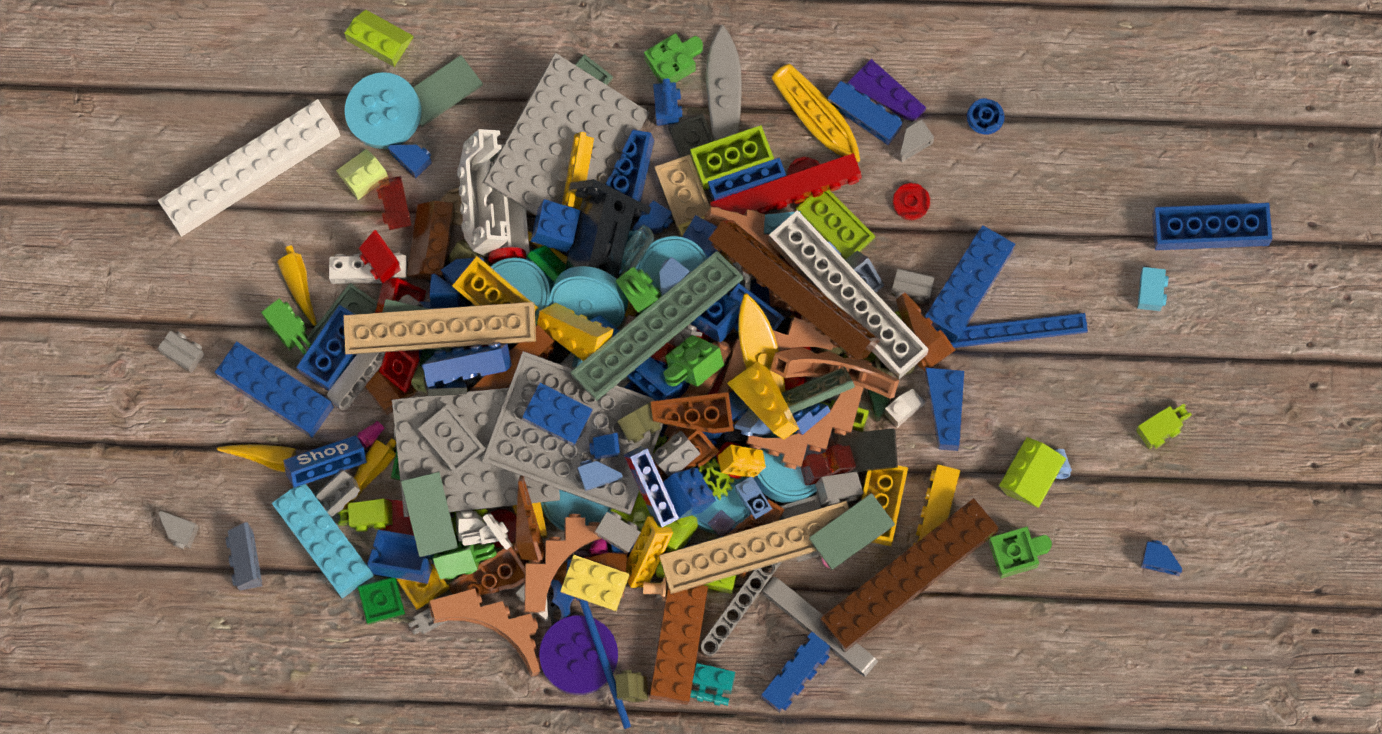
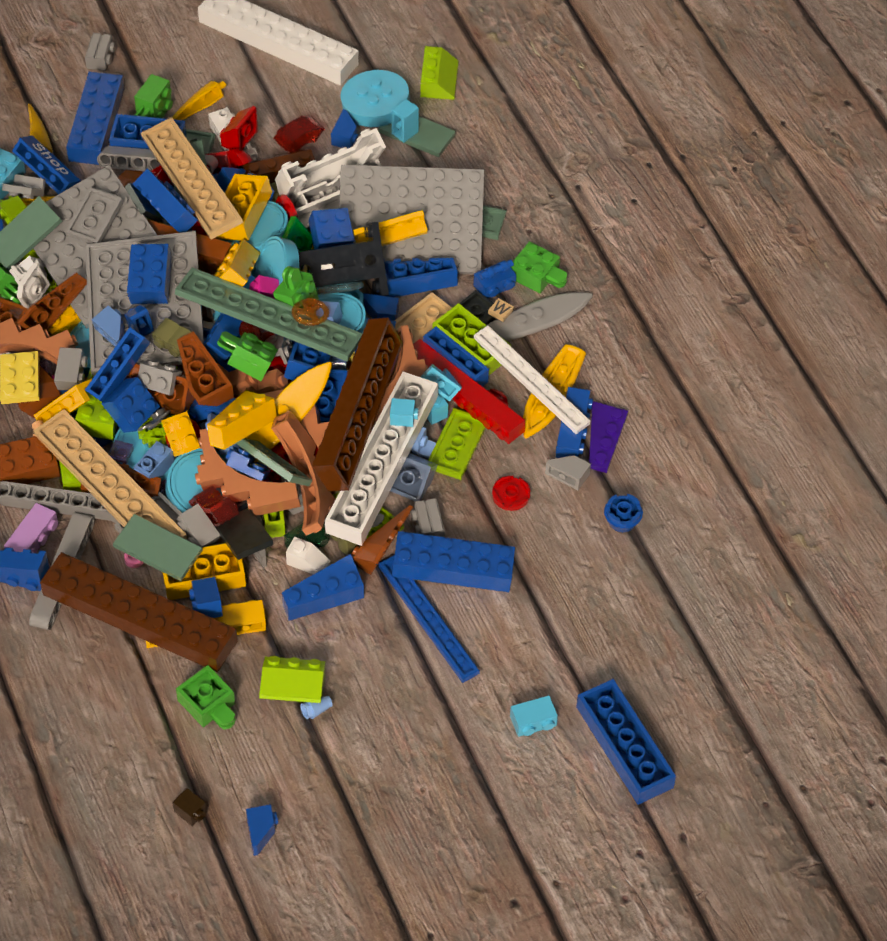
camera: 60 degrees right, 20 degrees down
(362, 174) = (312, 105): yellowish green slope -> none
(413, 272) = (238, 157): none -> red brick
(438, 95) = (405, 120): none -> medium azure brick
(615, 316) = (264, 285): none -> dark pink brick
(671, 279) = (309, 309): none -> clear orange piece
(706, 115) = (500, 310): none -> tan tile
(716, 476) = (157, 416): none -> dark grey plate
(767, 638) = (33, 530): none -> lavender brick
(778, 205) = (447, 384): none -> medium azure slope
(809, 125) = (532, 379): none -> white tile
(822, 255) = (403, 412): none -> medium azure brick
(920, 511) = (206, 597): none -> blue brick
(1115, 609) = (189, 807): none -> dark brown brick
(1162, 426) = (399, 778): lime brick -> none

